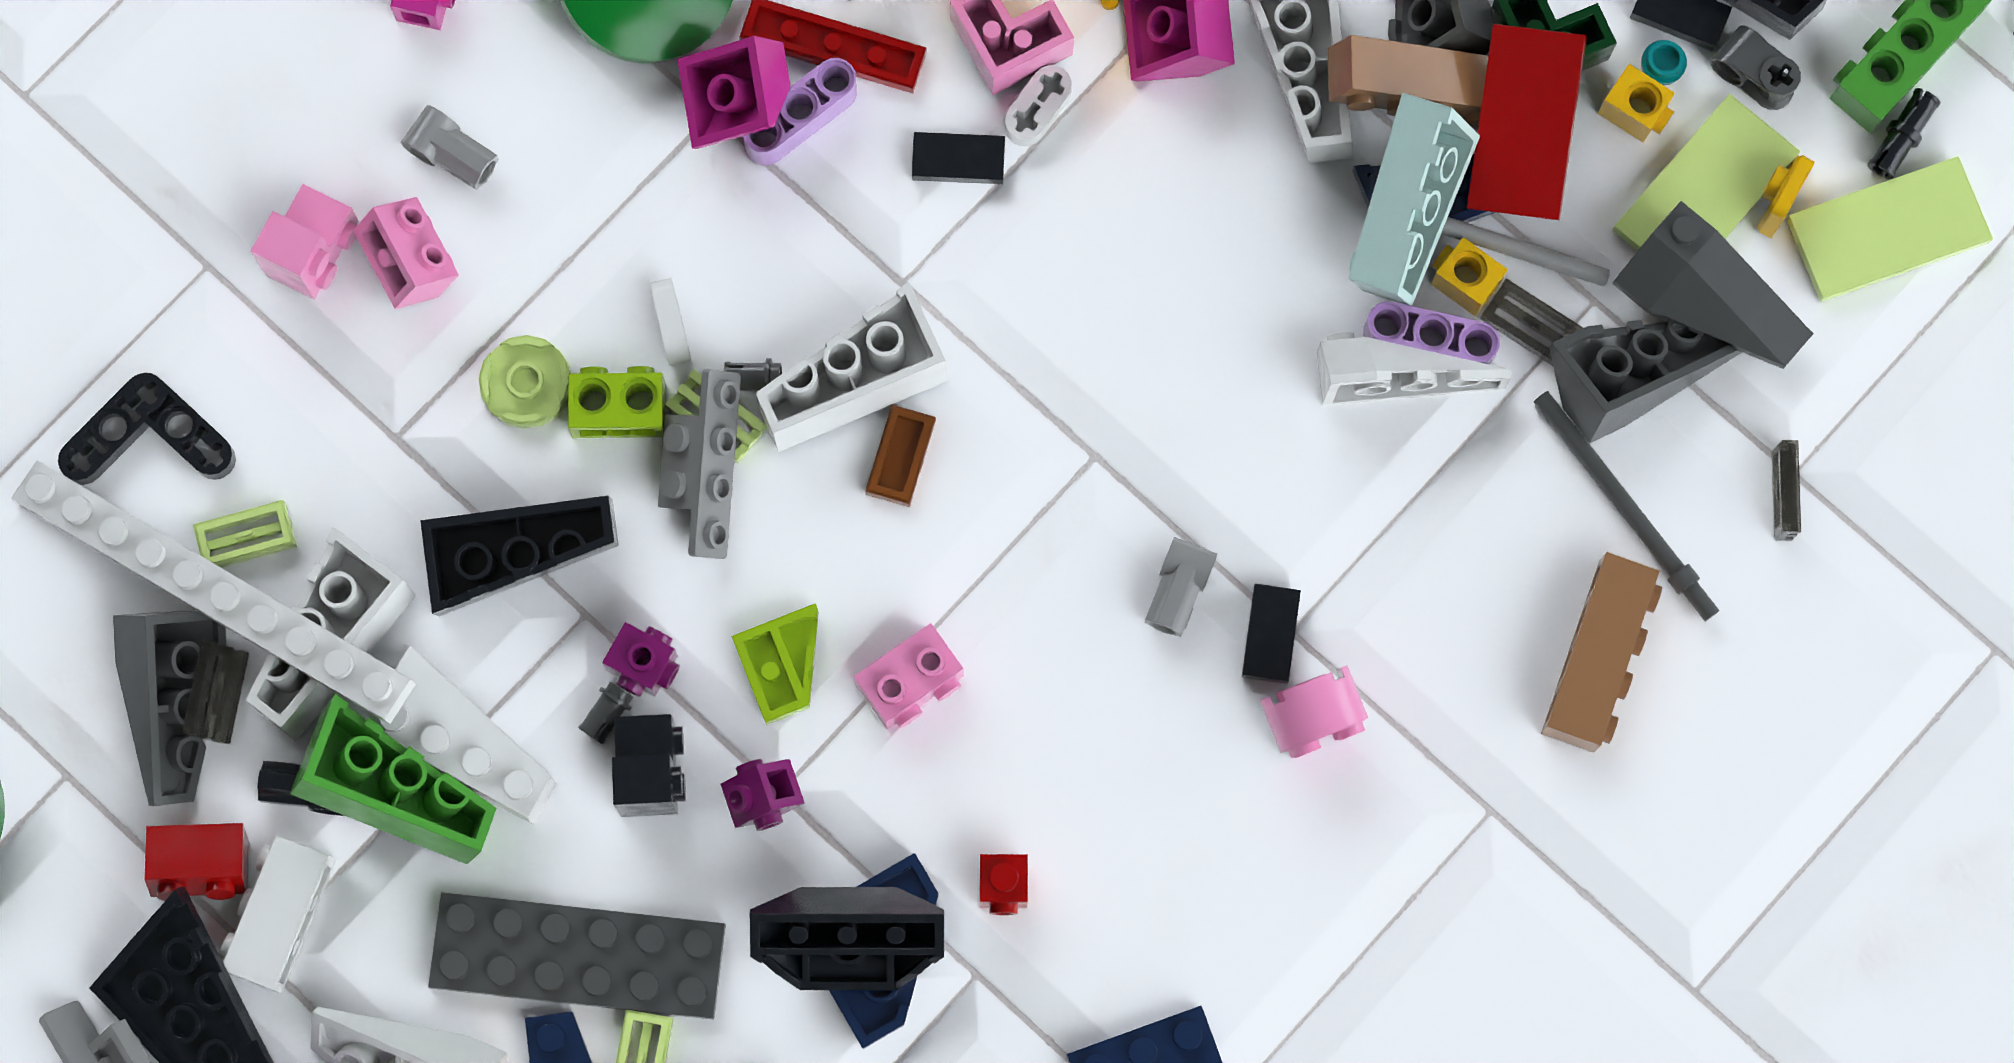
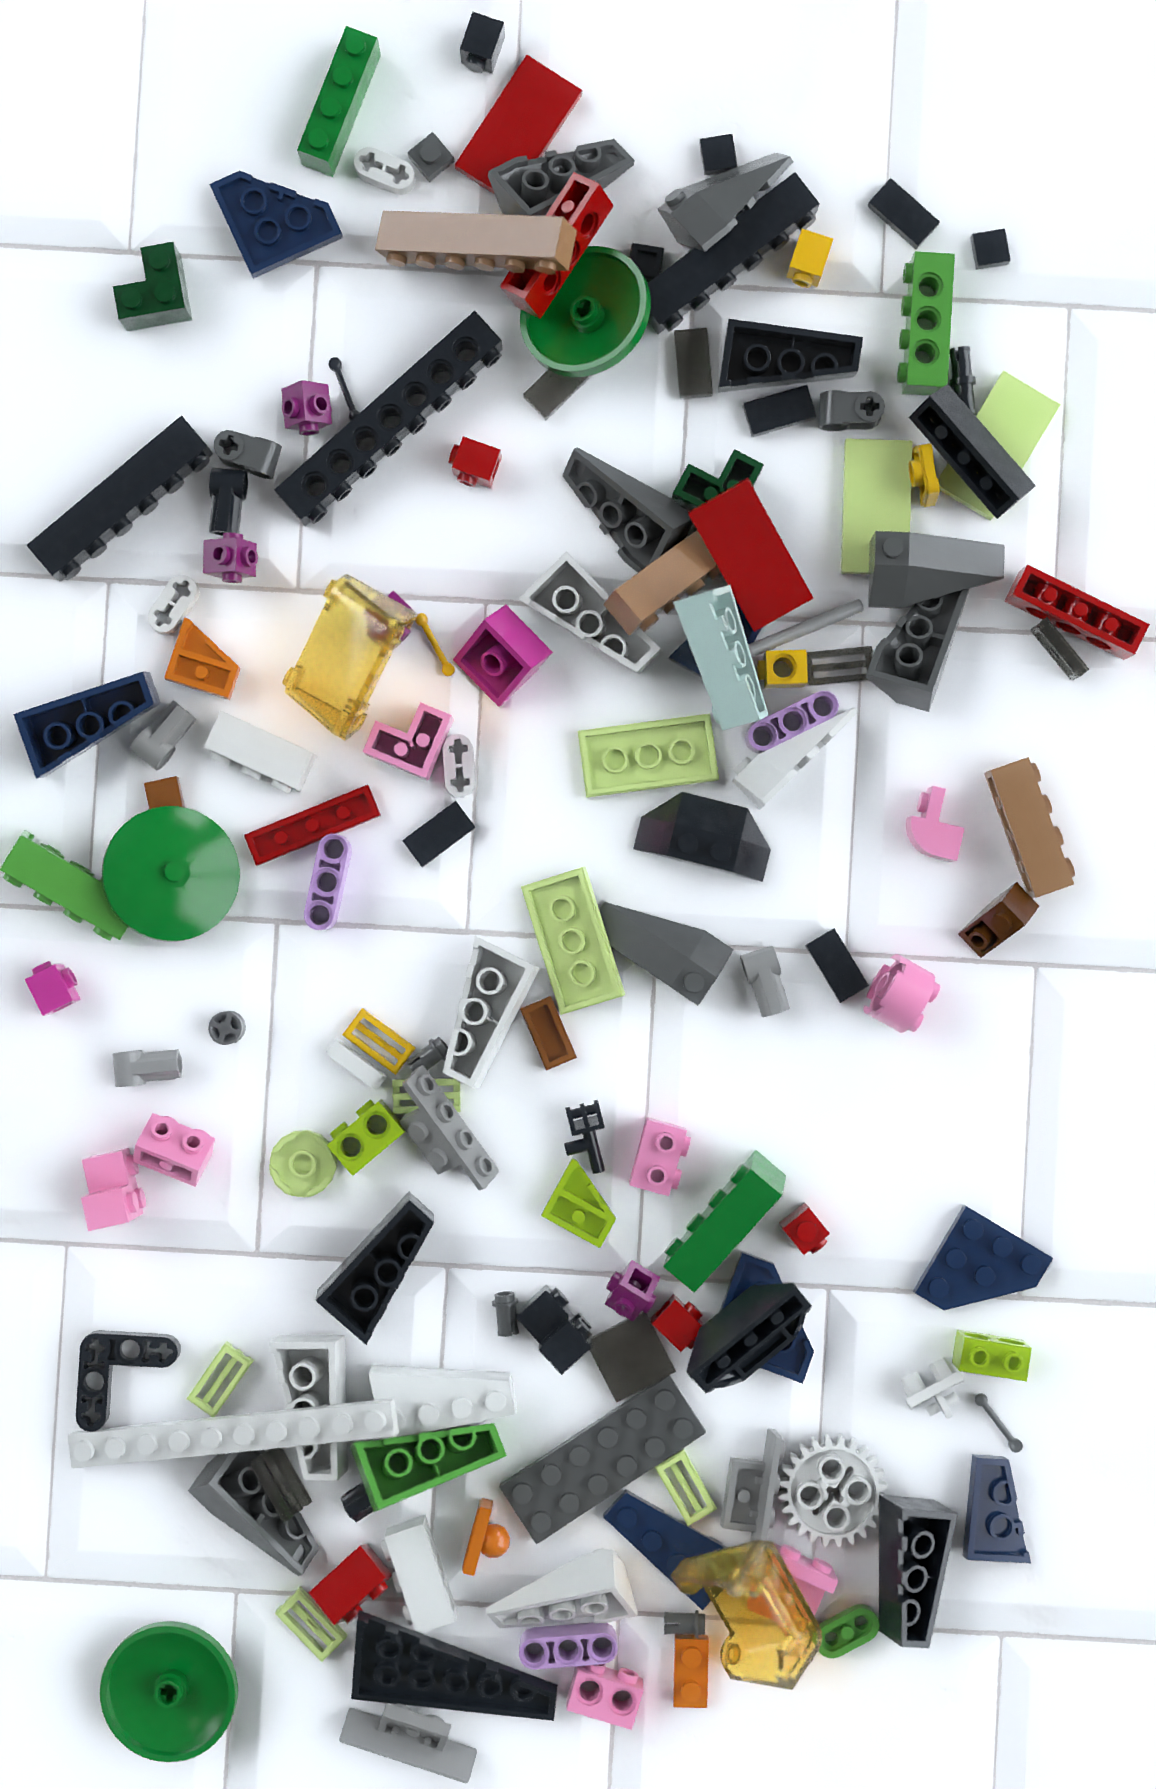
camera: 40 degrees left, 10 degrees up
(133, 871) = (301, 1595): none -> yellowish green tile
(378, 932) = (487, 1539): none -> orange tile
(564, 166) = (221, 1026): none -> flat silver wheel
(633, 646) = (494, 1280): magenta brick -> none
(700, 870) = (631, 1356): none -> clear smoke tile
(722, 355) = (356, 1023): none -> yellow tile
(733, 89) = (283, 905): dark pink slope -> none
(782, 868) = (678, 1322): none -> red brick
(849, 602) = (586, 1127): none -> black arm
(922, 799) = (725, 1222): none -> green wedge
(1007, 378) = (573, 940): none -> yellowish green tile
(1101, 473) = (668, 950): none -> dark grey wedge
(1241, 384) = (705, 835): none -> black wedge
(1248, 253) = (648, 755): none -> yellowish green tile
(1486, 577) = (930, 836): none -> bright pink brick
(1488, 723) = (999, 920): none -> reddish brown slope
(1633, 85) = (786, 495): yellow brick -> none
(1664, 61) = (793, 449): teal plate -> none
(1682, 577) = (1038, 746): dark grey bar -> none
(1835, 463) = (1076, 612): none -> red brick
(1853, 204) = (972, 451): none -> black brick

